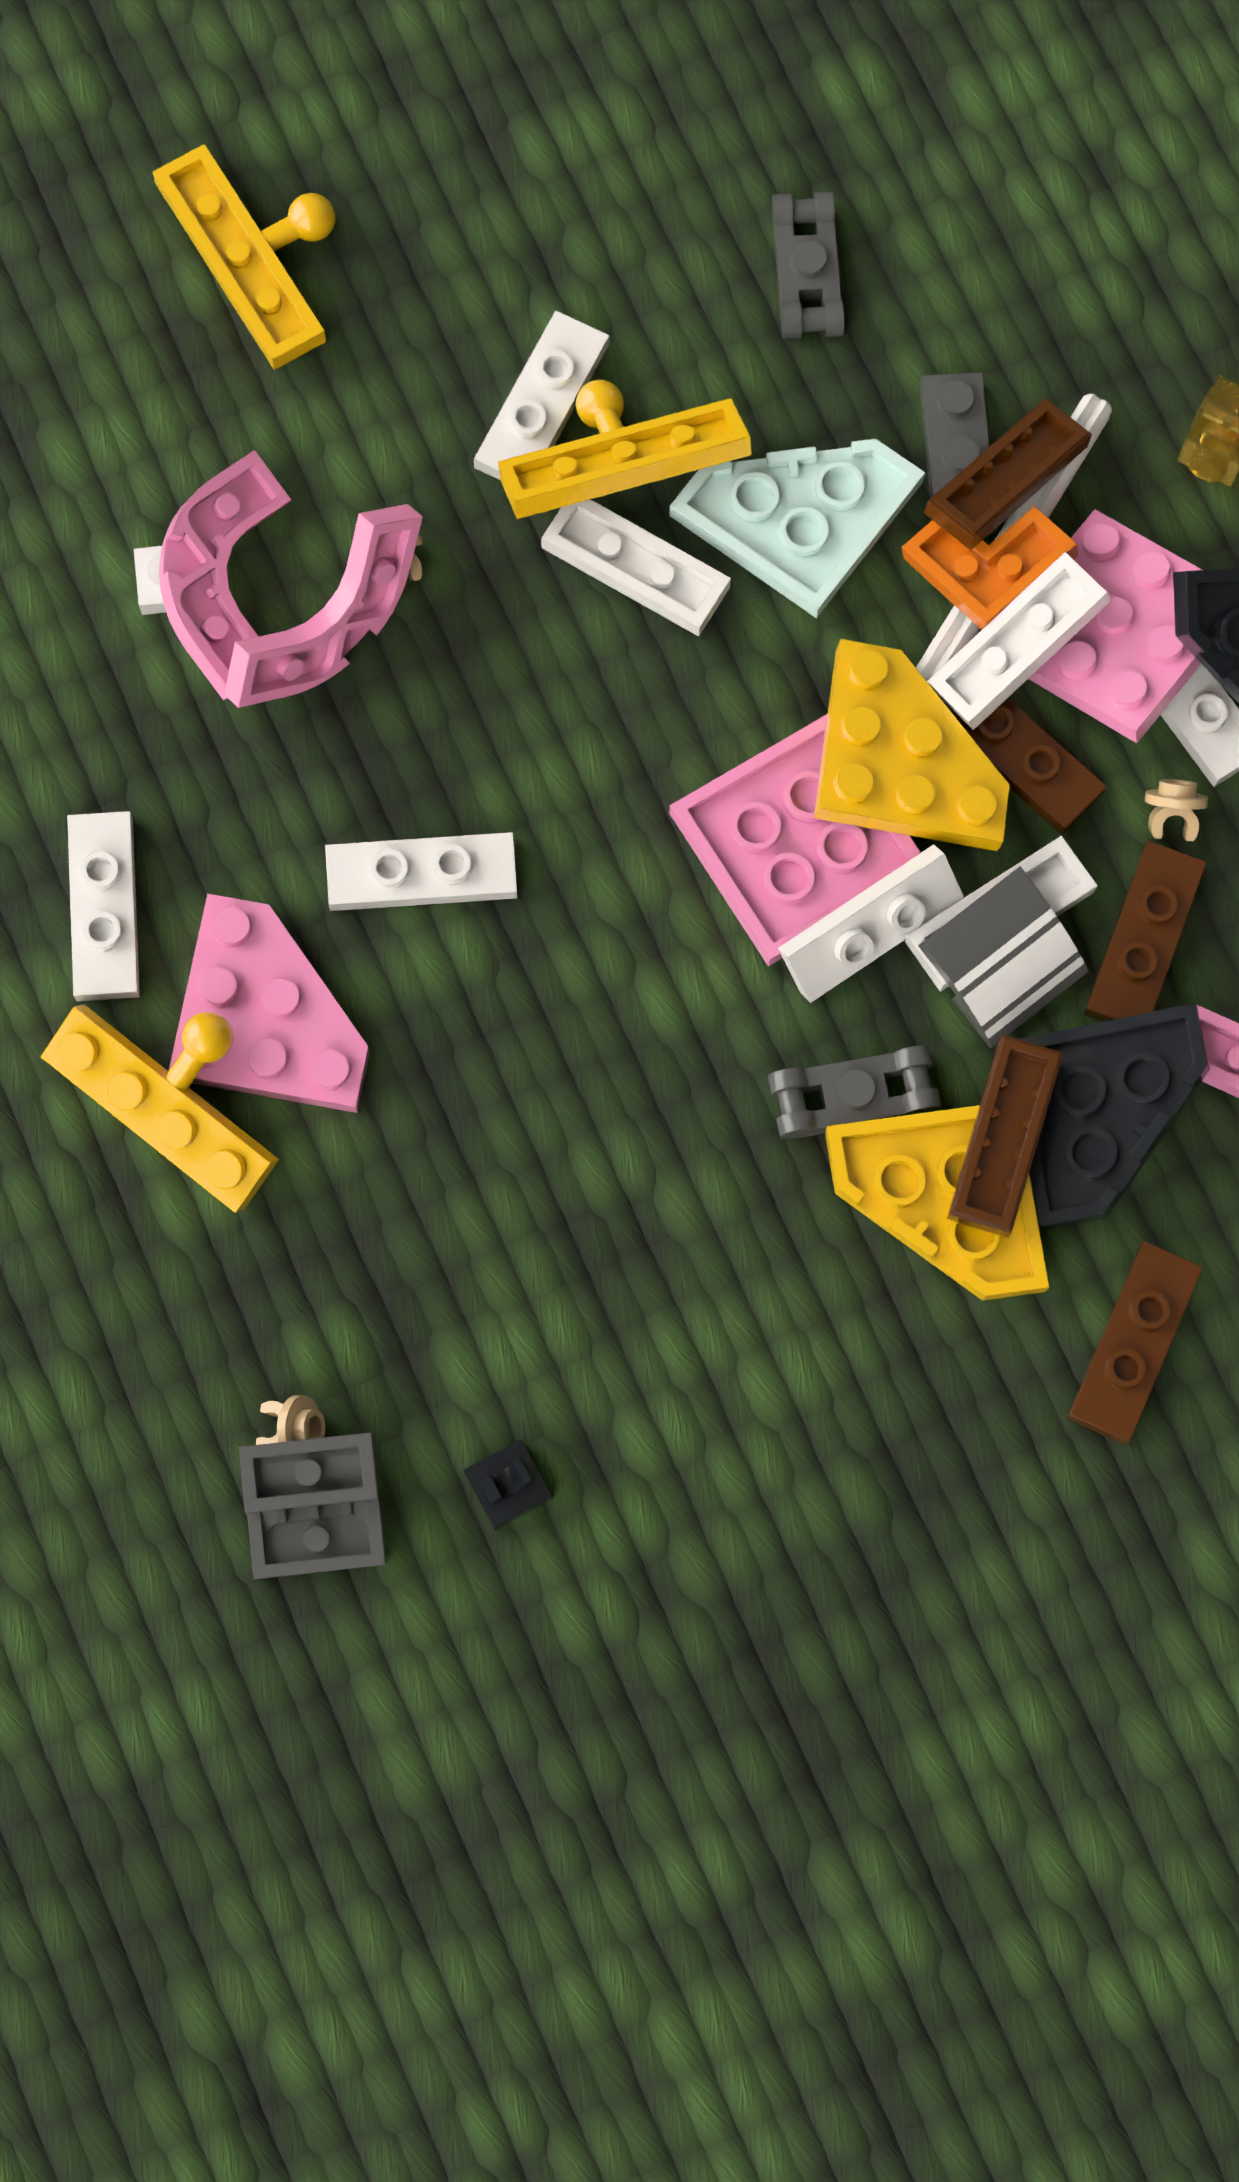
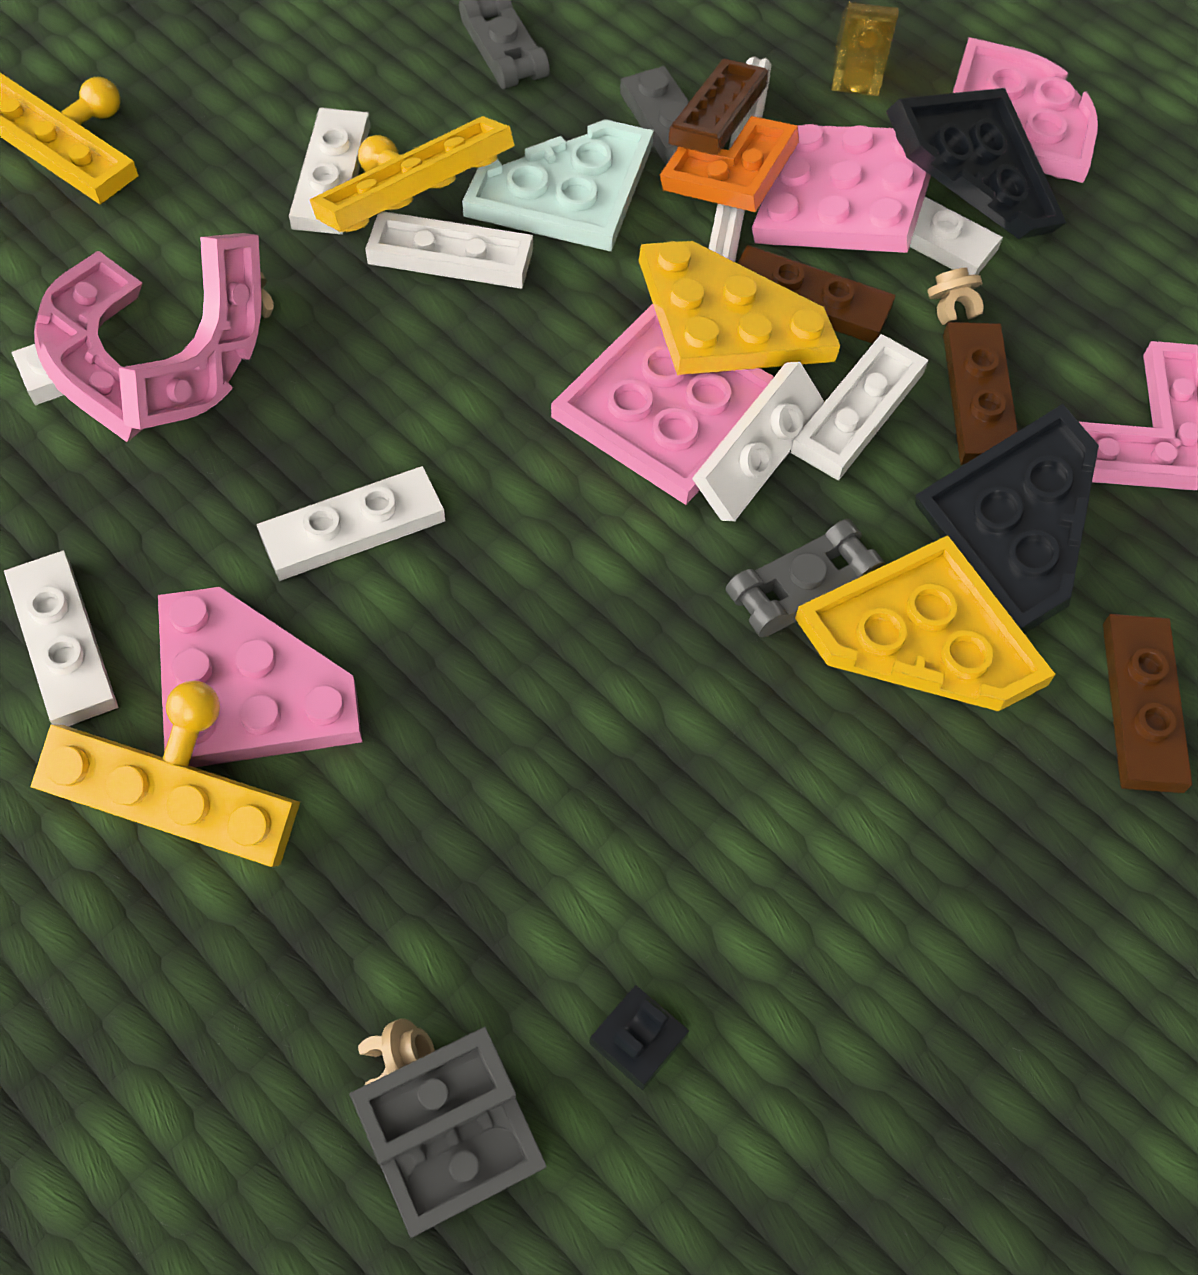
camera: 20 degrees left, 15 degrees down
(1005, 957) = (881, 432): dark grey slope -> none
(1005, 1136) = (959, 561): reddish brown plate -> none
(1019, 640) = (784, 203): white plate -> none

